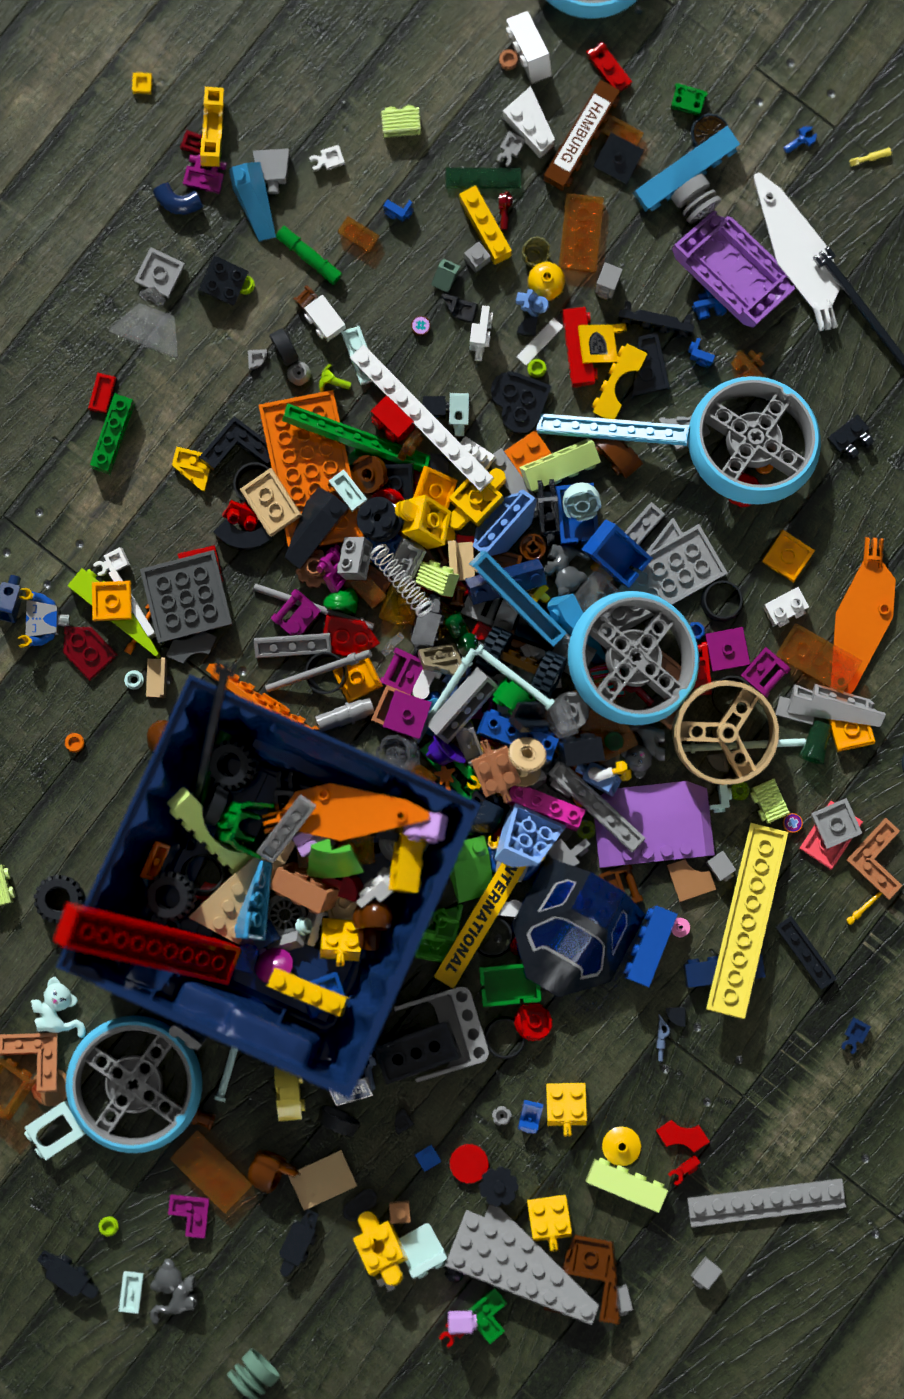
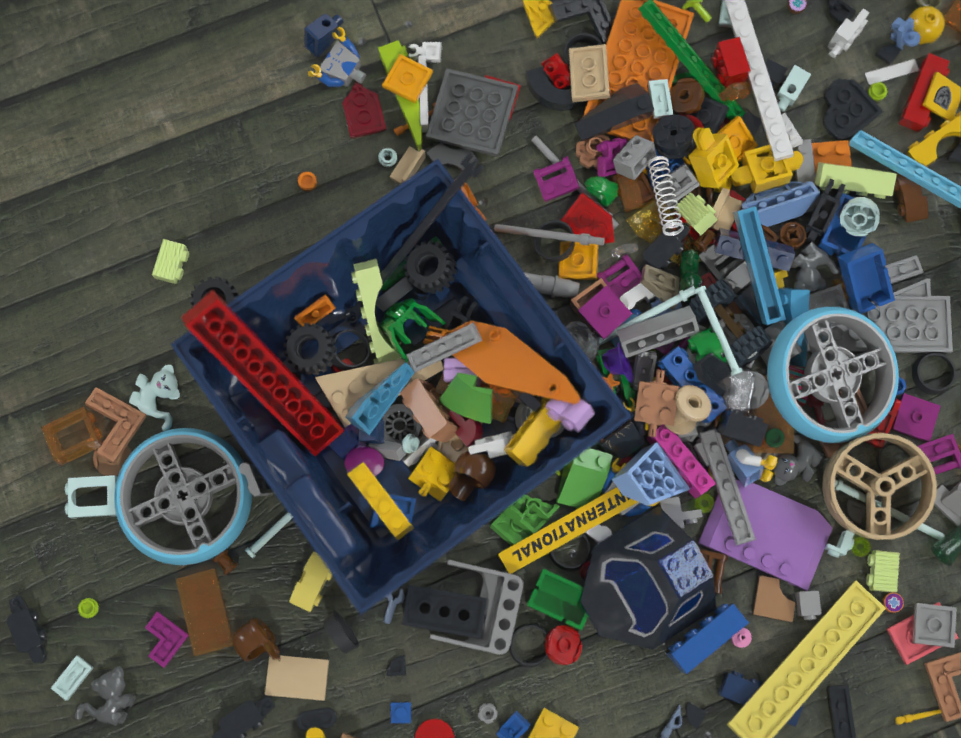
camera: 30 degrees right, 5 degrees down
(292, 645) = (538, 202): light grey tile -> none
(361, 1091) = (375, 615): slope -> none

